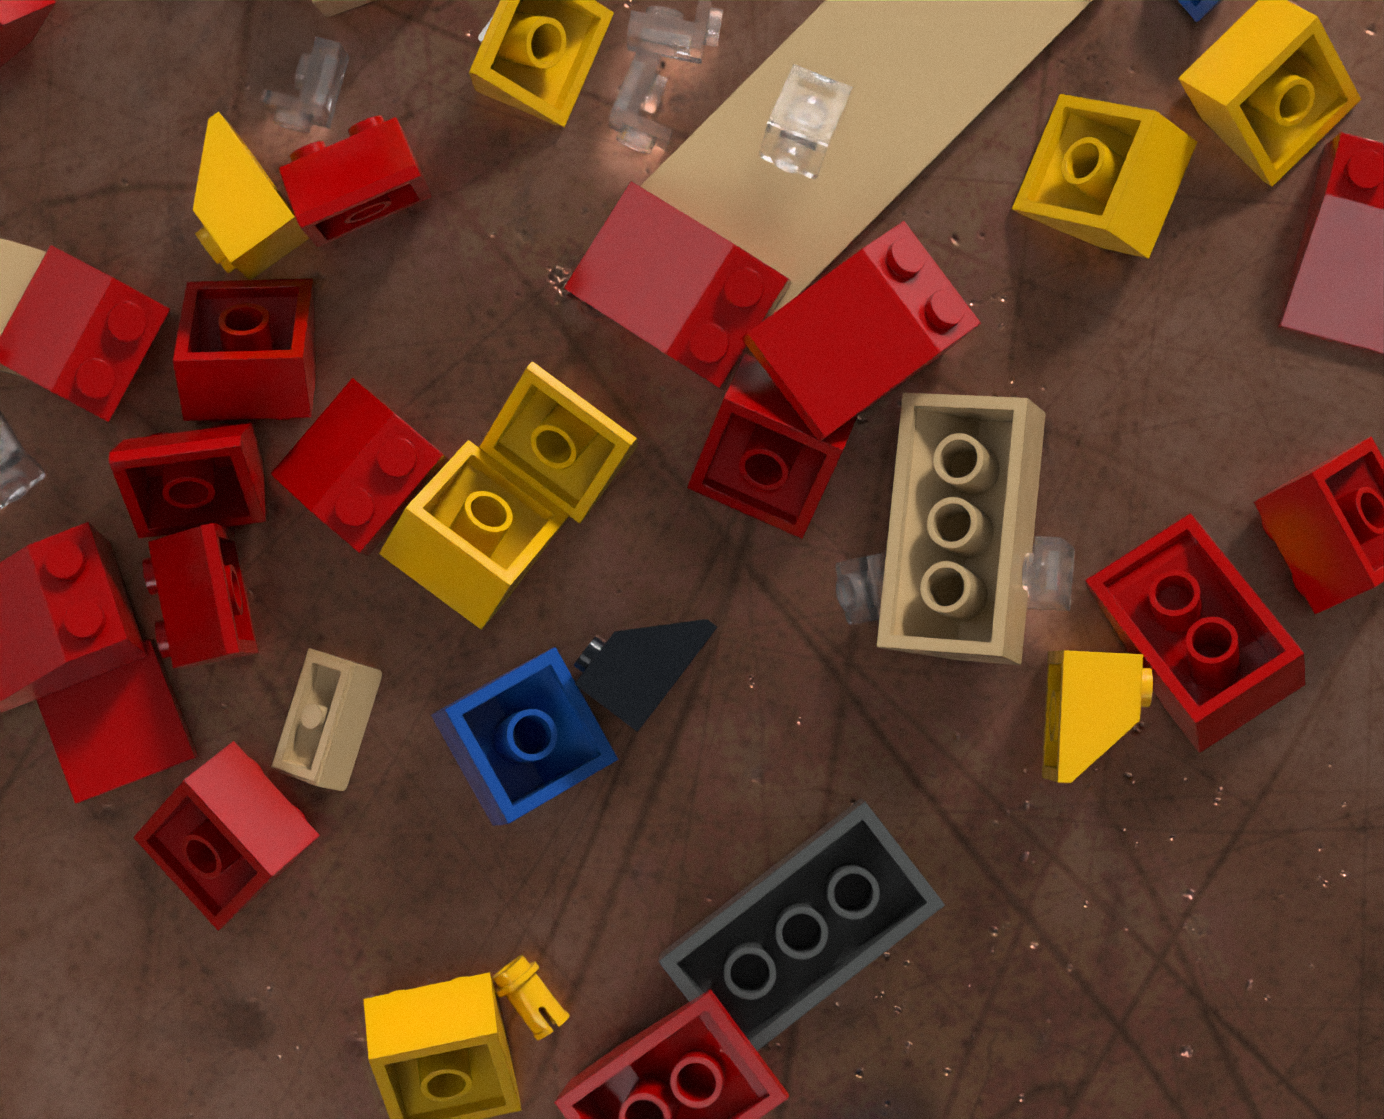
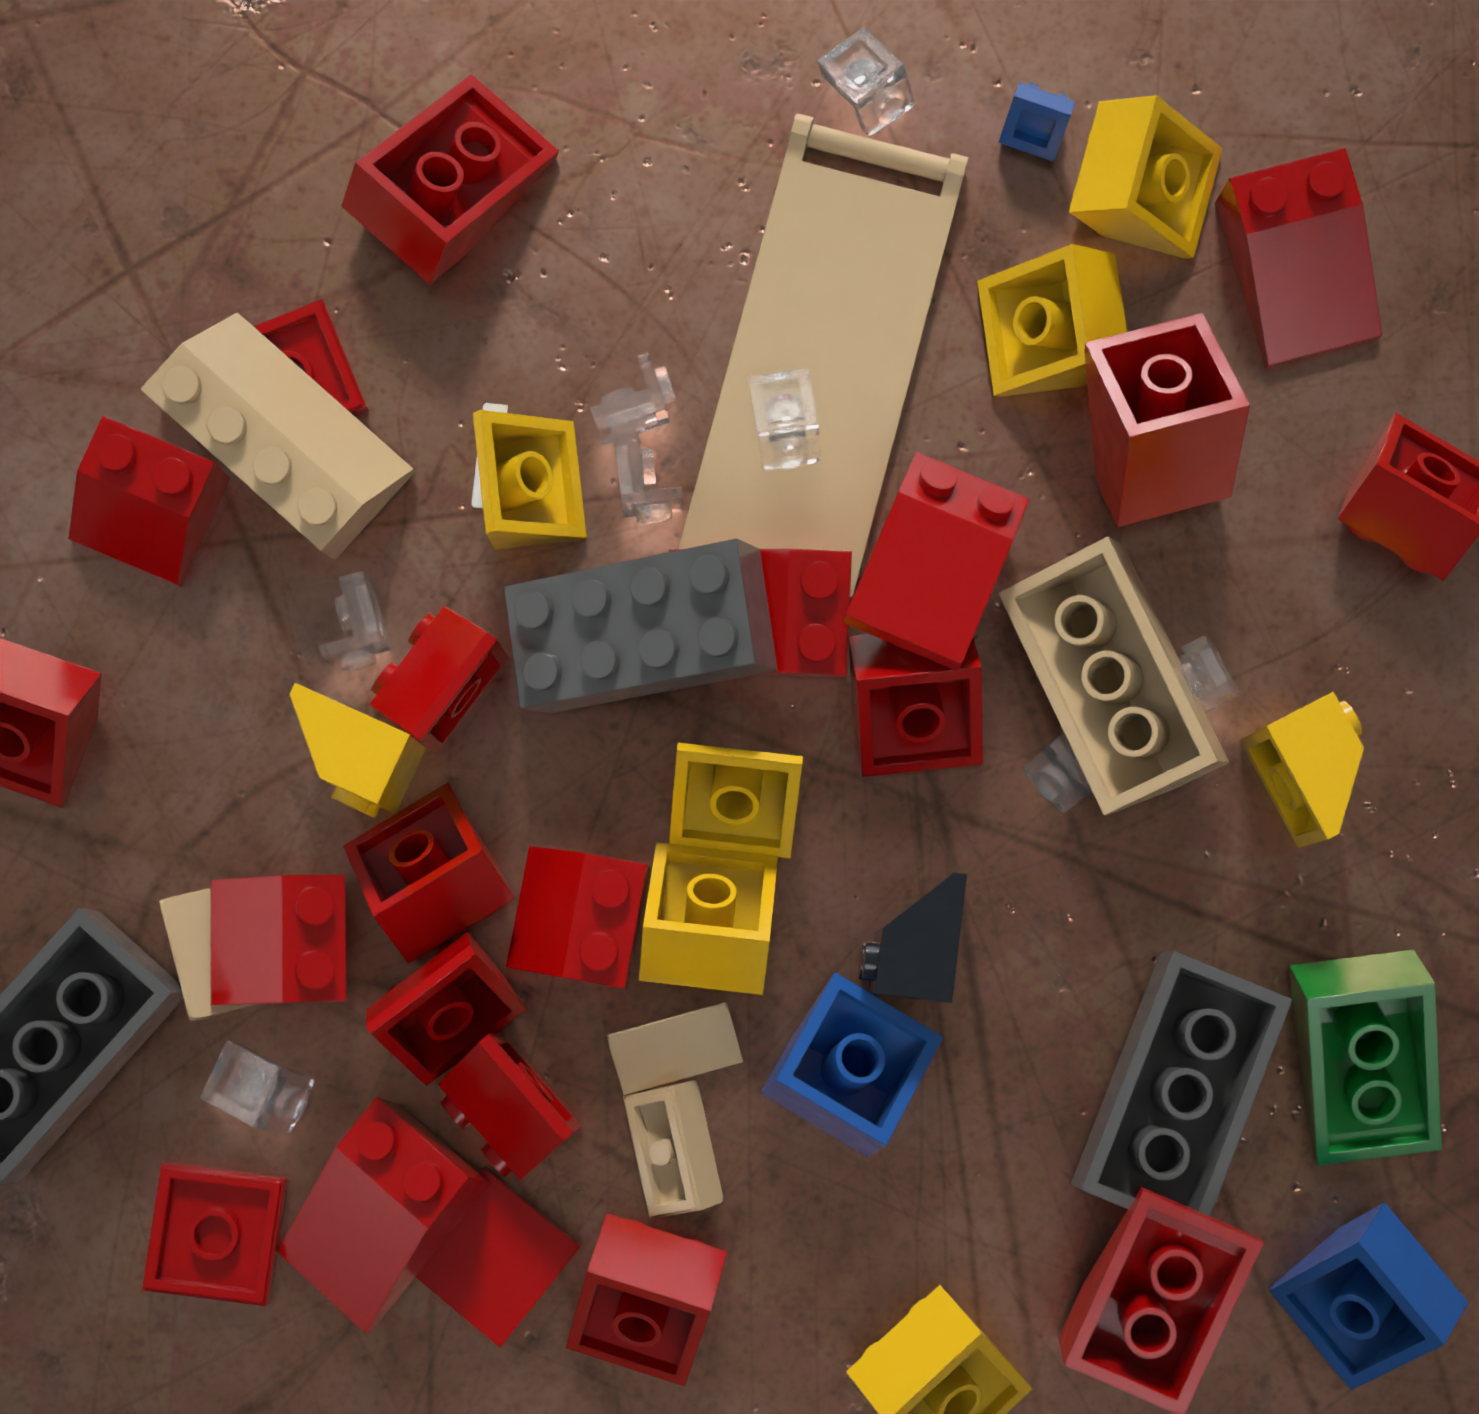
camera: 30 degrees left, 5 degrees down
(378, 632) = (674, 1048): none -> tan slope
(527, 994) = (983, 1285): yellow pin -> none
(560, 238) = (640, 627): none -> dark grey brick
(989, 995) = (1368, 1055): none -> green slope
(1144, 319) = (1163, 419): none -> red slope
(1200, 630) = (1363, 643): red slope -> none

